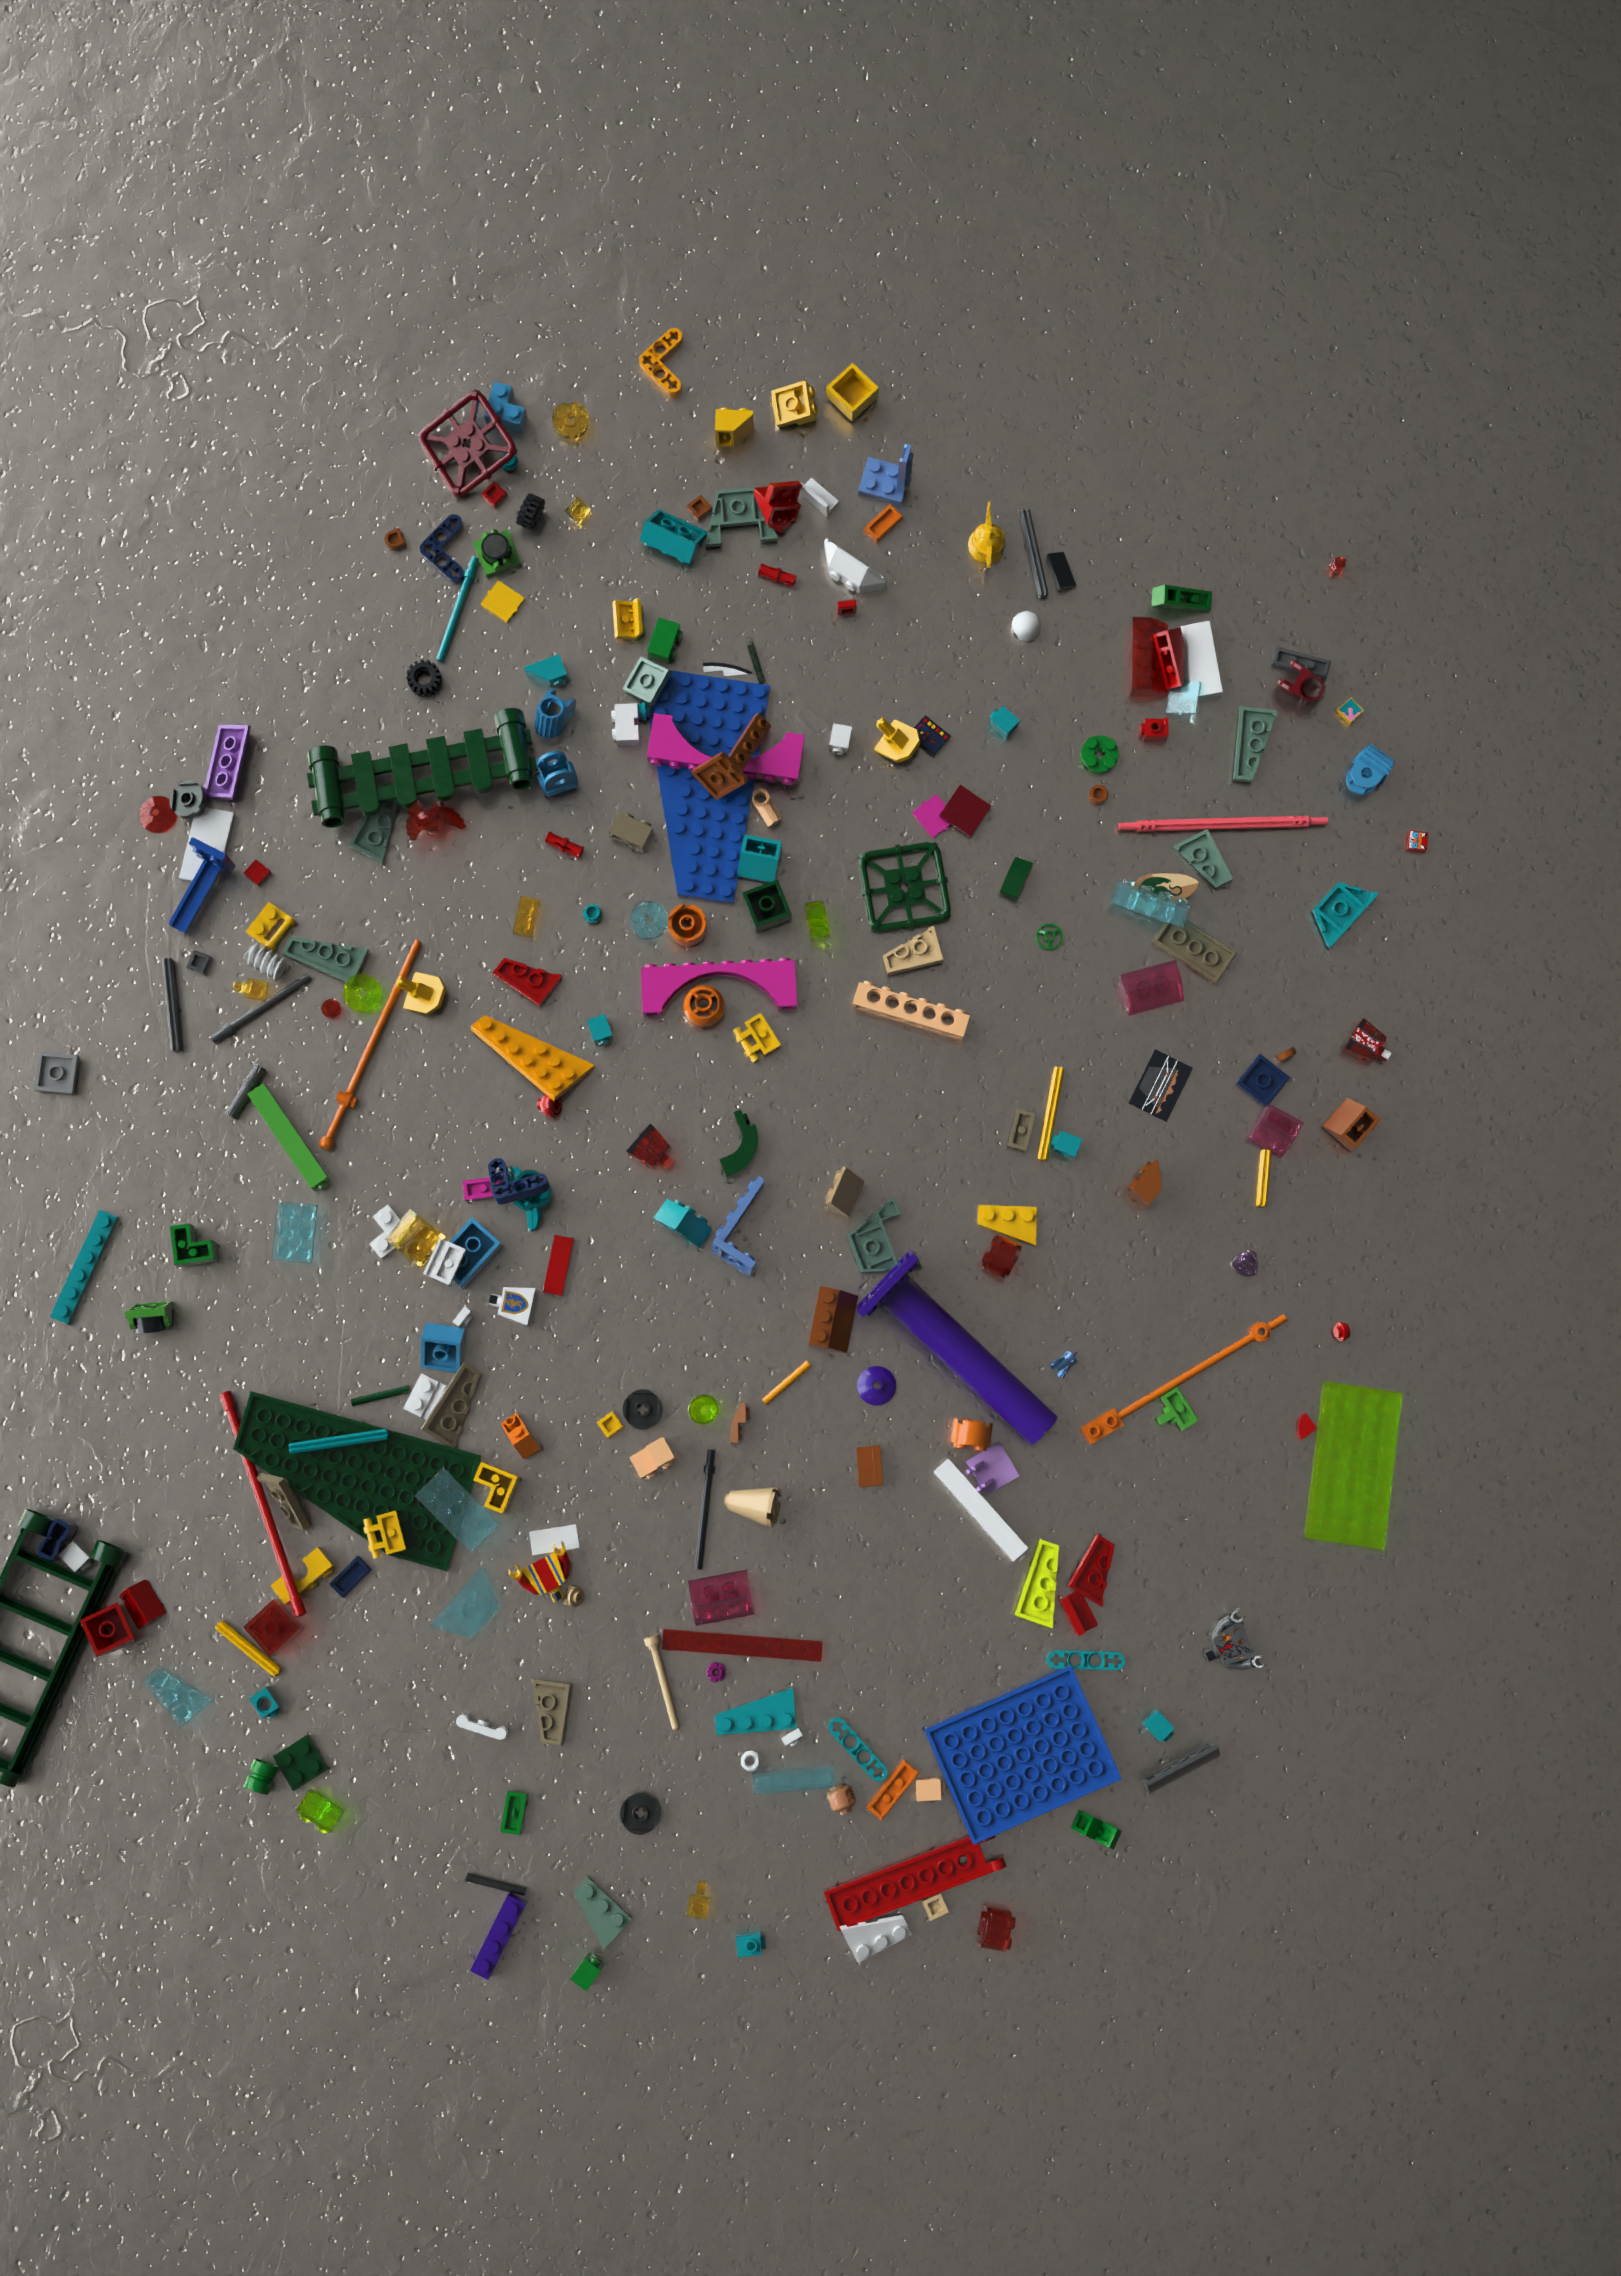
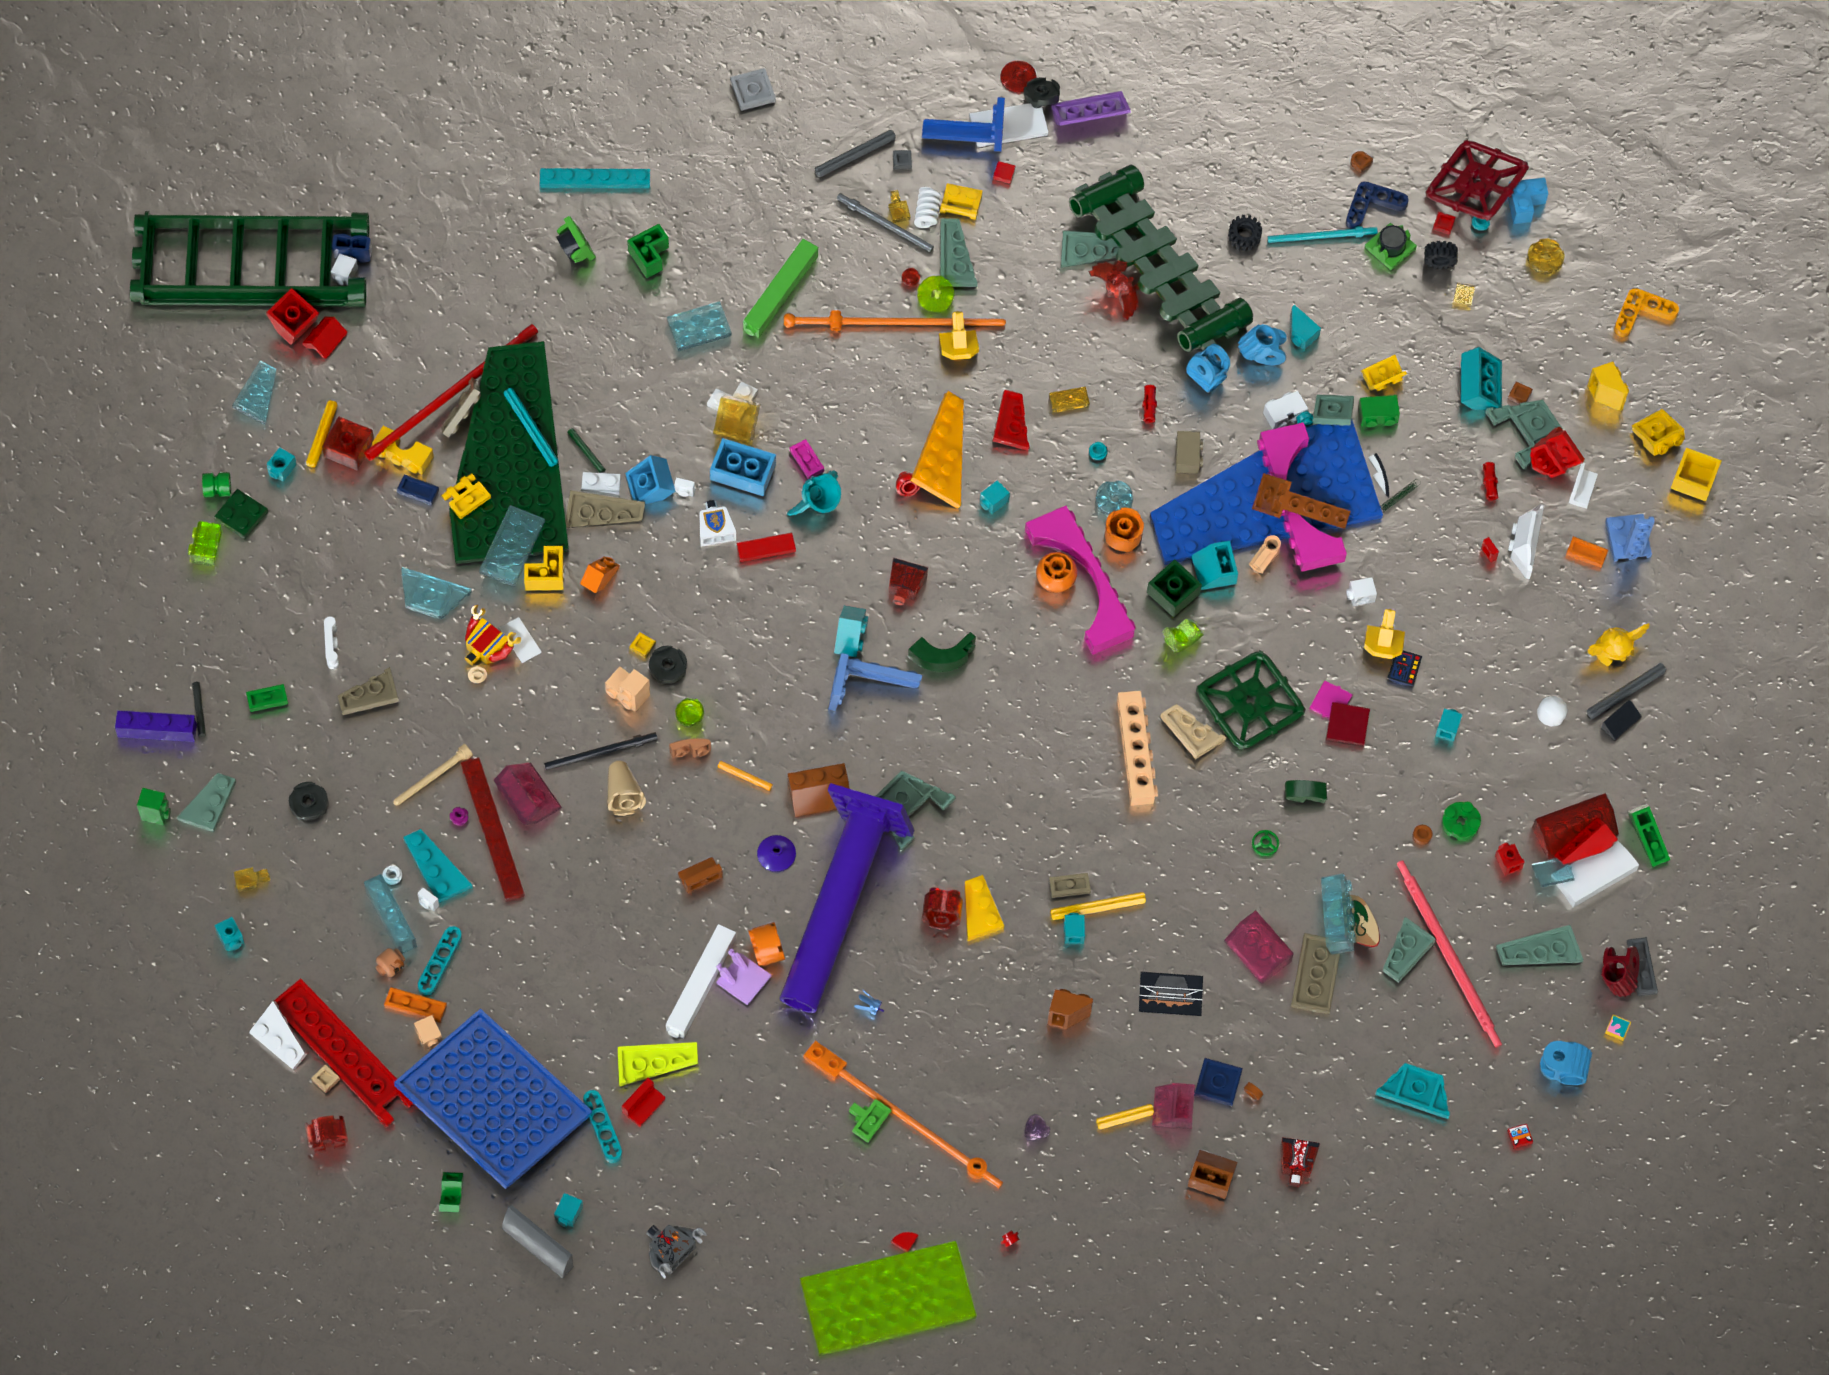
camera: 65 degrees right, 15 degrees down
(249, 1085) = (795, 238): dark grey pin -> none
(444, 1261) = (725, 446): white plate -> none
(502, 601) = (1348, 268): yellow piece -> none
(506, 1186) = (812, 471): dark blue beam -> none
(762, 1035) = (1054, 632): yellow plate -> none
(845, 1192) = (939, 749): tan slope -> none
(1093, 1570) = (687, 1101): red wing -> none
(1337, 563) = (1757, 961): clear red plate -> none

